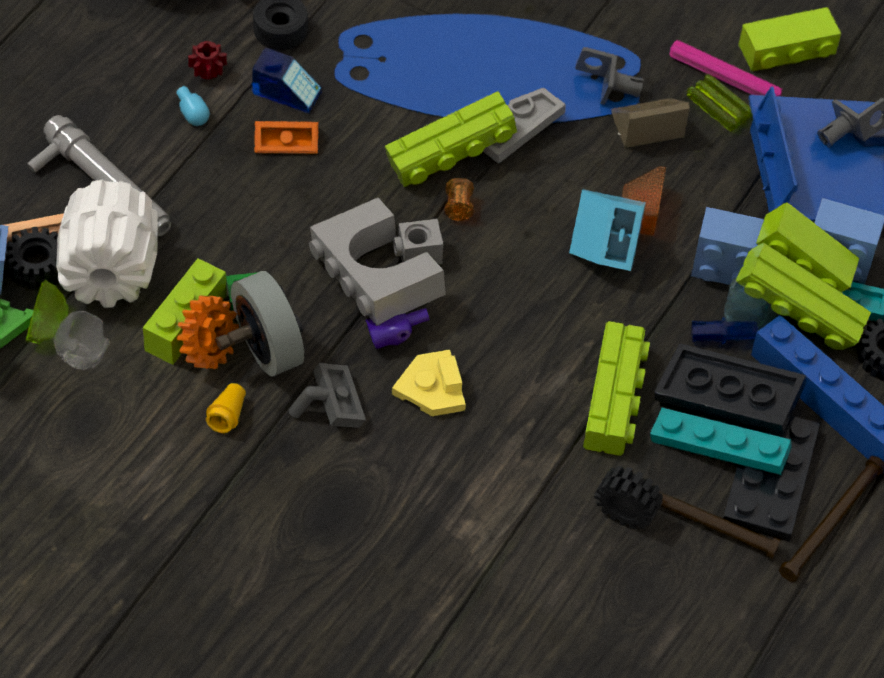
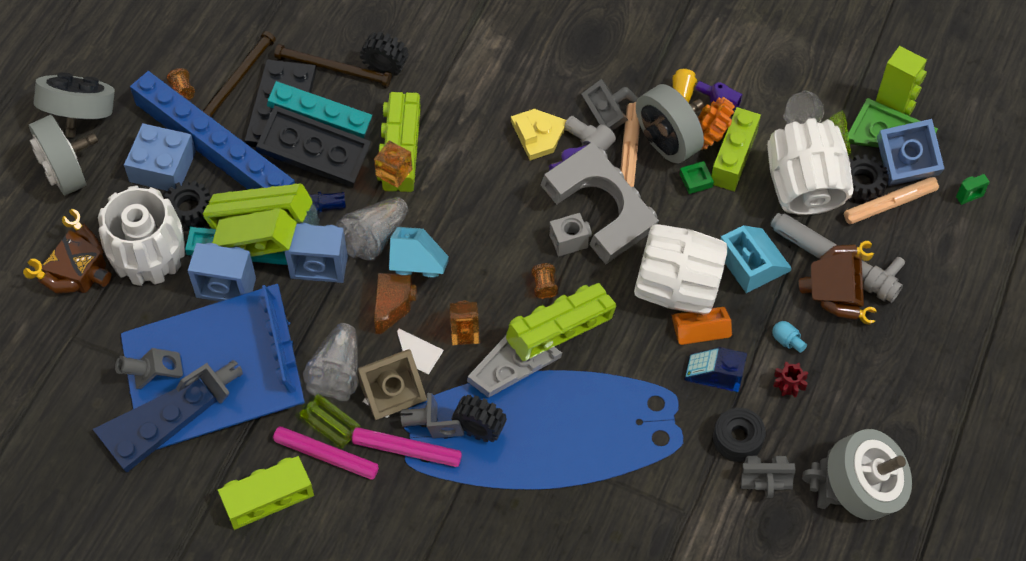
camera: 175 degrees right, 5 degrees up
(117, 134) = (838, 281): none -> reddish brown torso
(180, 382) = (720, 90): none -> dark purple piece
(205, 181) = (753, 257): none -> medium azure slope
(301, 154) = (681, 269): none -> white wheel
(317, 343) = (630, 144): none -> light nougat axle
(362, 356) = (600, 135): none -> light grey pin
(559, 57) = (480, 418): none -> black tyre
(562, 156) = (464, 323): none -> clear orange slope
(614, 158) = (424, 353): none -> white sticker
(630, 317) = (393, 164): none -> clear orange brick
(644, 64) = (406, 447): none -> dark pink axle
(658, 277) = (371, 227): none -> clear cone
(712, 137) = (334, 365): none -> clear cone

